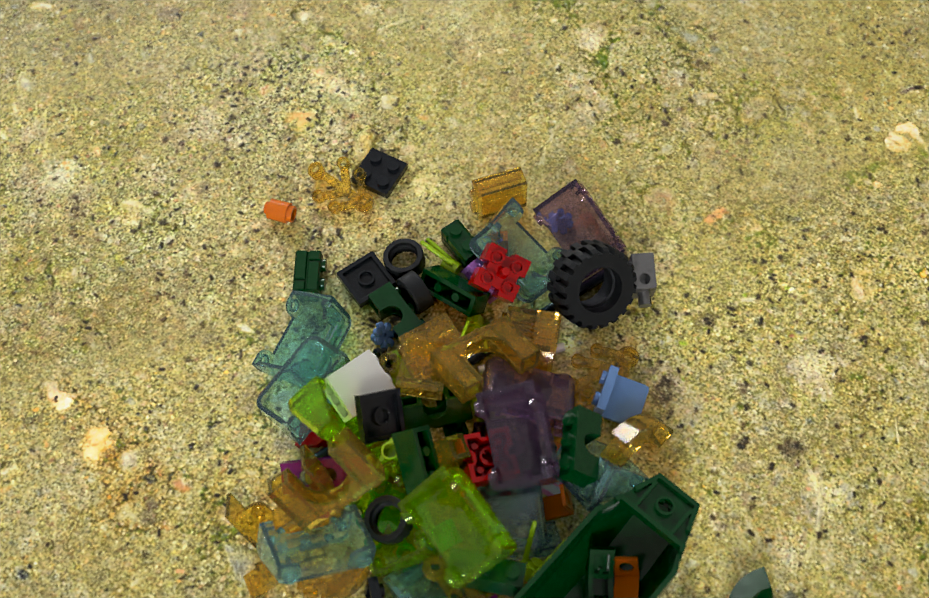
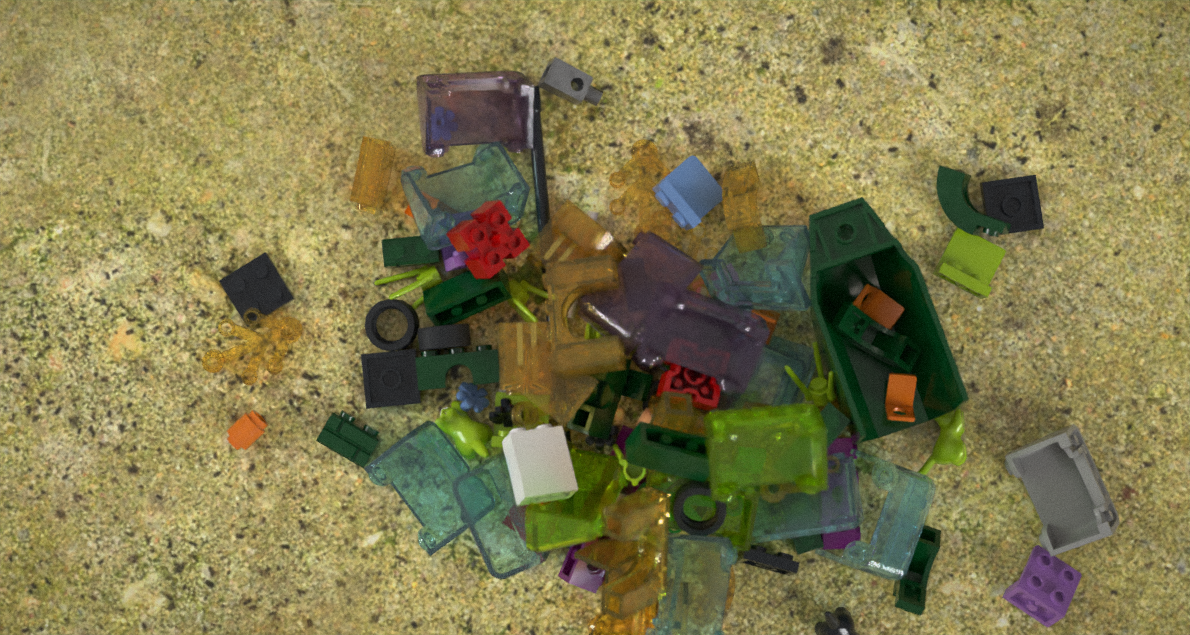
camera: 65 degrees left, 25 degrees up
(357, 339) = (468, 434): none -> lime animal
(379, 415) = (589, 459): black plate -> none
(576, 462) = (754, 292): dark green arch -> none
(608, 301) = (532, 147): black tyre -> none

